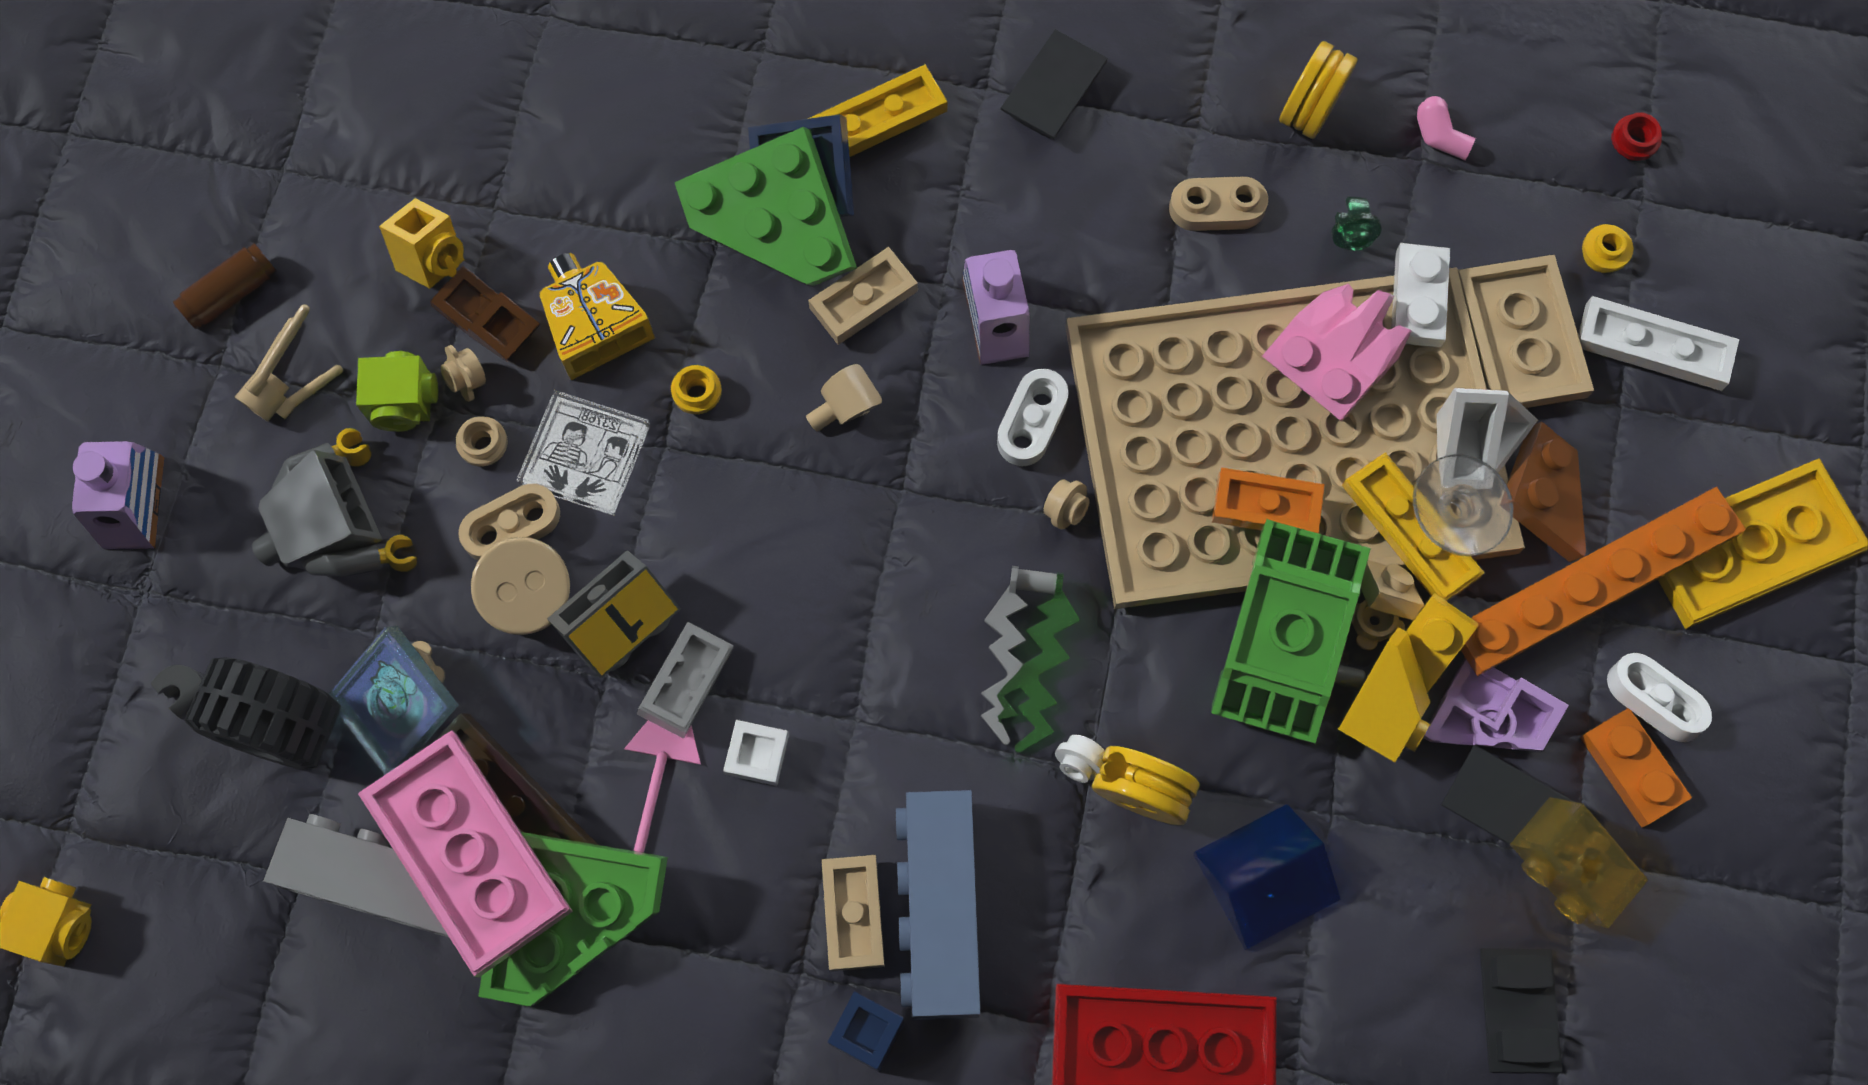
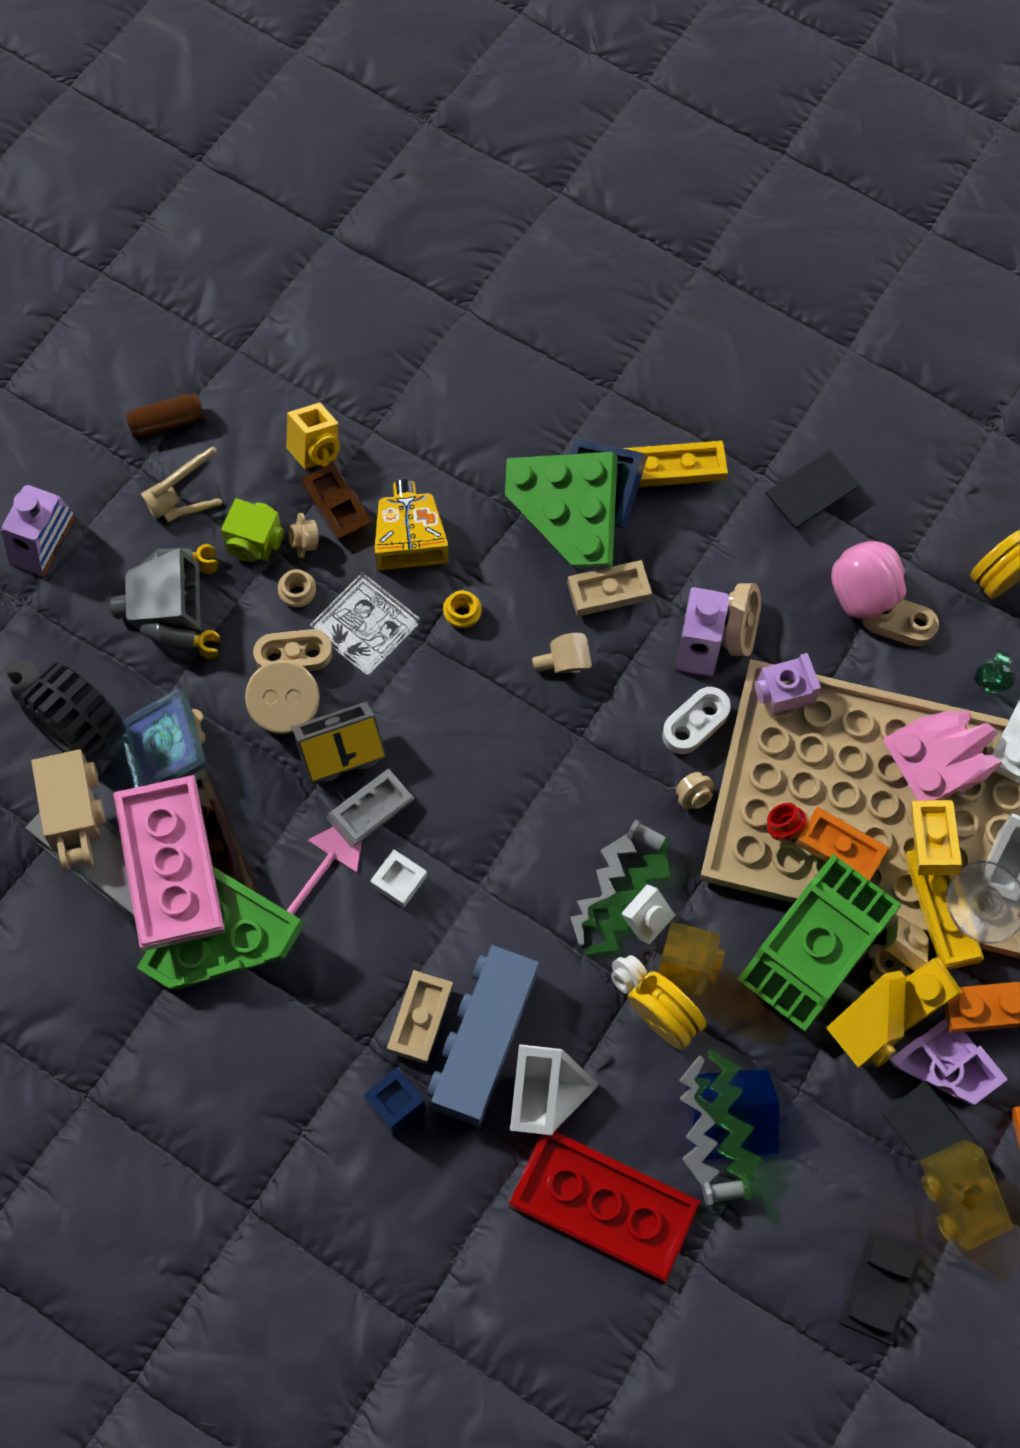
camera: 20 degrees right, 5 degrees down
(308, 833) = (68, 805): none -> tan brick
(1038, 273) = (743, 619): none -> tan plate
(1041, 941) = (547, 1089): none -> white slope
(1073, 676) = (648, 914): none -> white plate
(1123, 351) = (783, 697): none -> lavender brick
(1148, 711) = (691, 958): none -> clear yellow brick
(1166, 169) = (868, 579): none -> bright pink piece
(1192, 500) = (786, 822): none -> red plate
(1310, 929) = (717, 1112): none -> piece
(1374, 451) = (935, 837): none -> yellow plate

